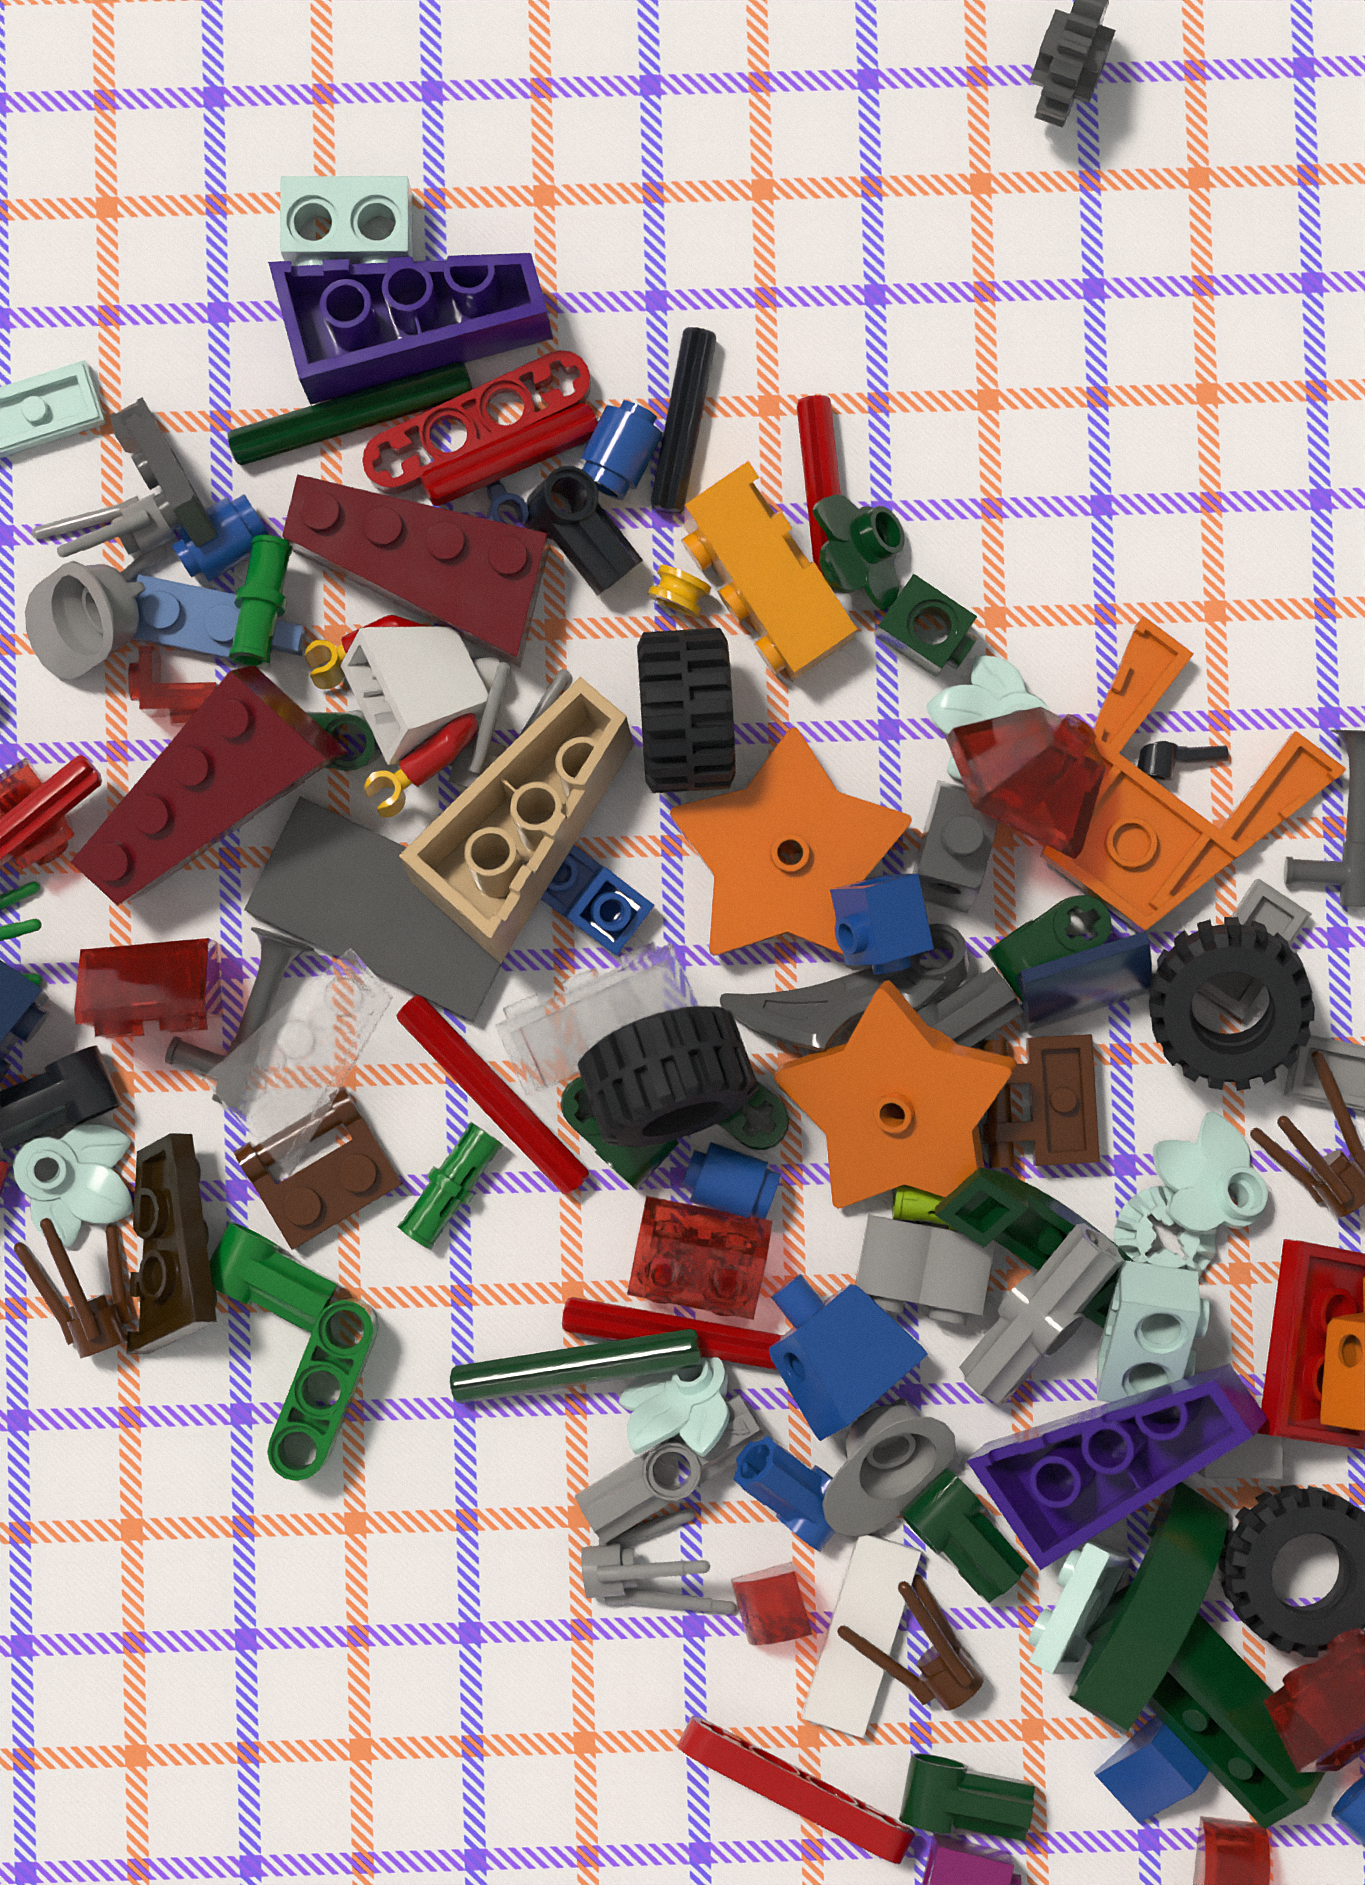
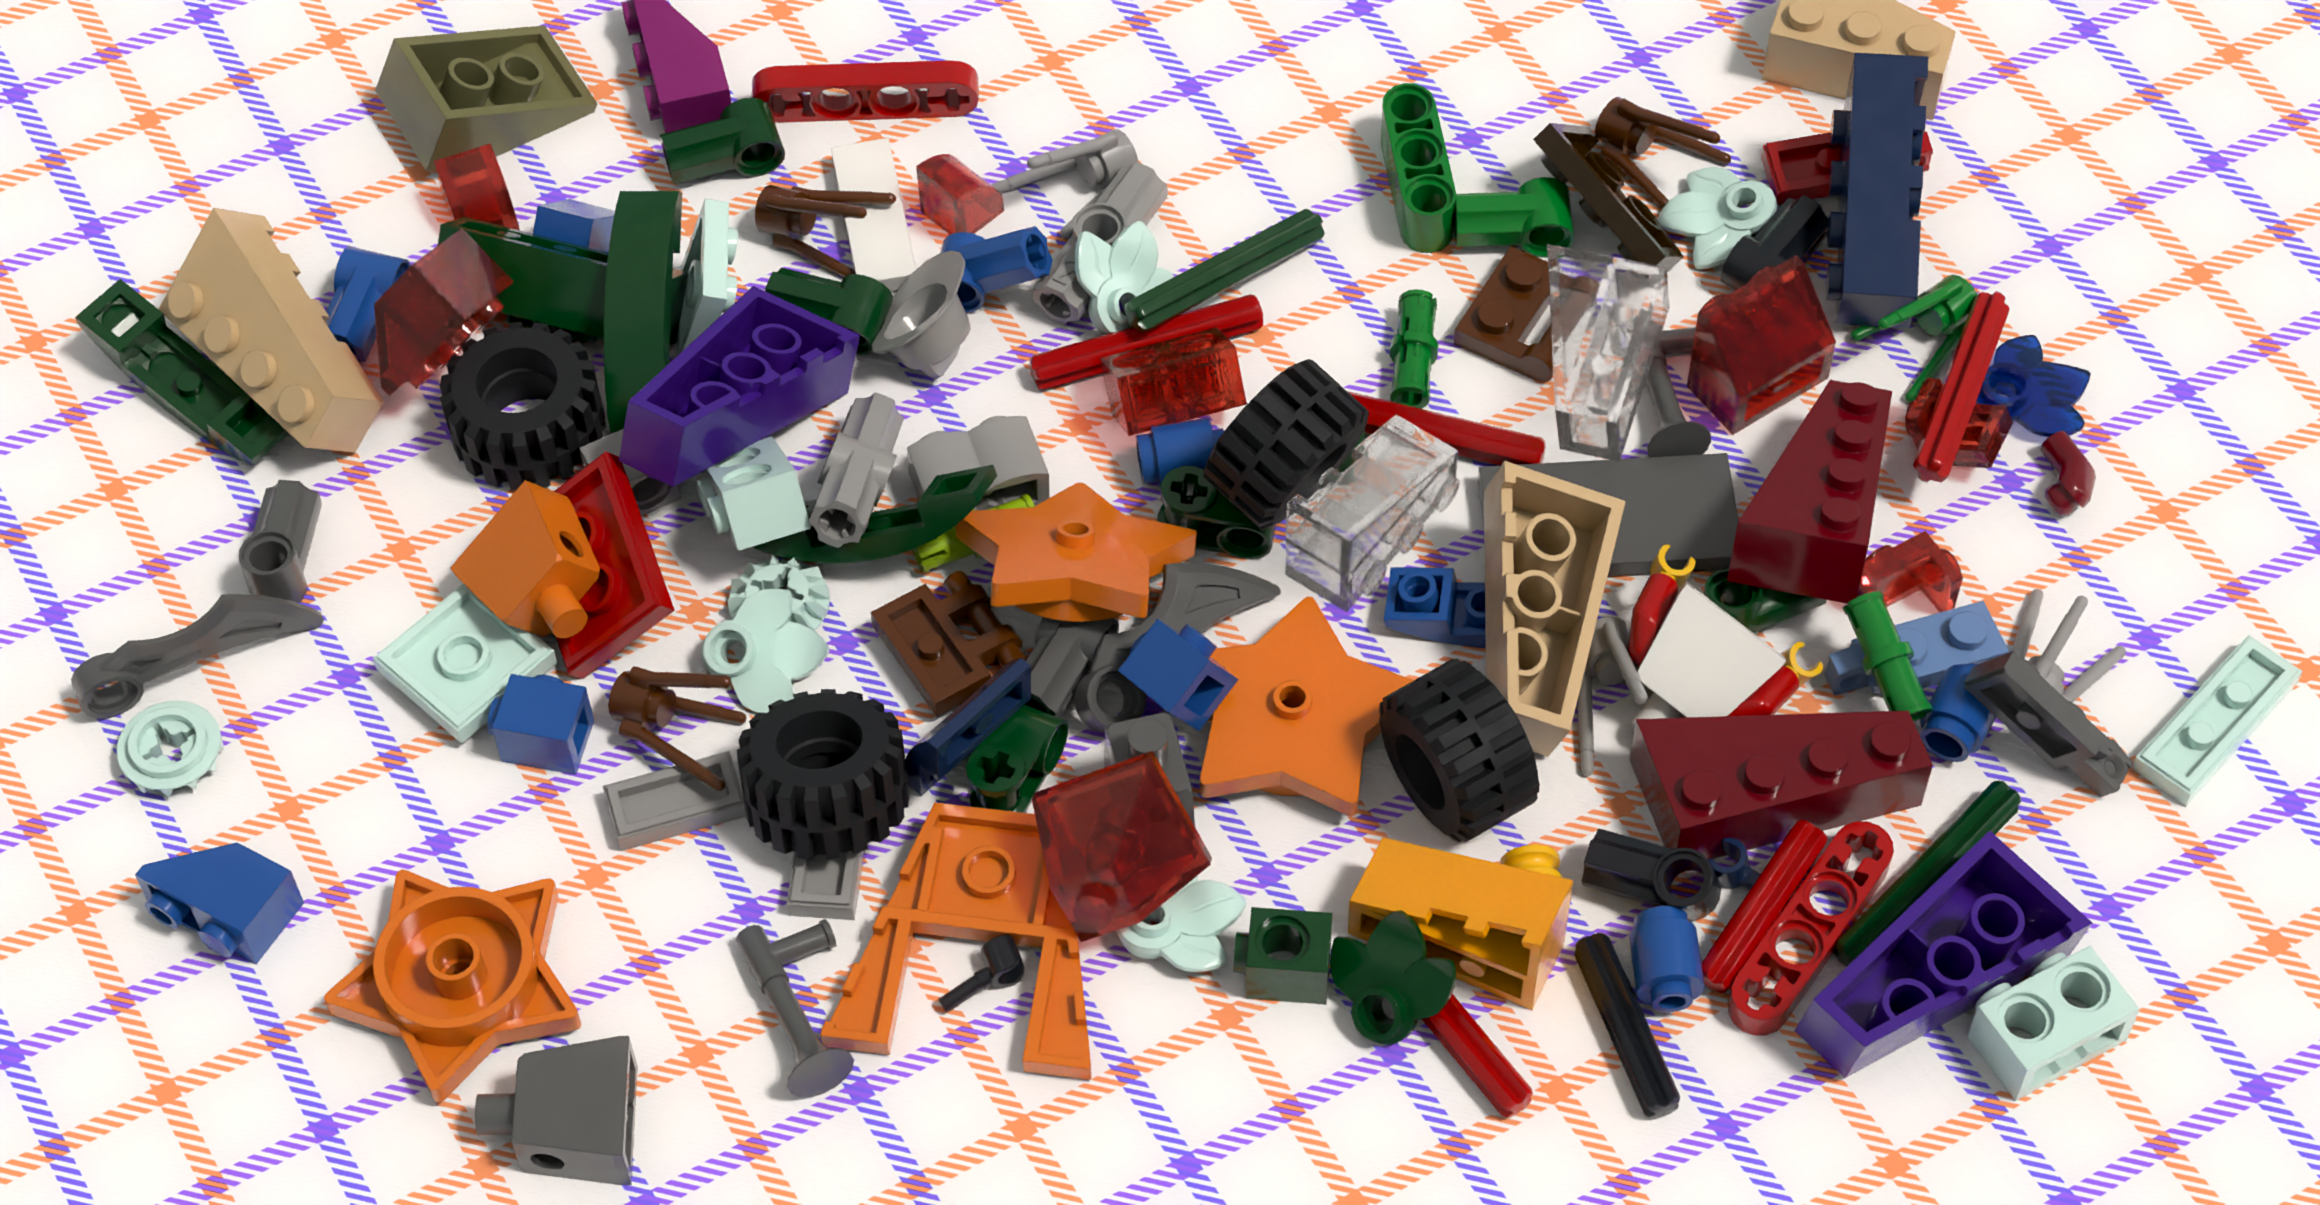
camera: 155 degrees right, 30 degrees down
(81, 617) = (2022, 589): light grey piece -> none
(839, 1353) = (1011, 365): blue torso -> none

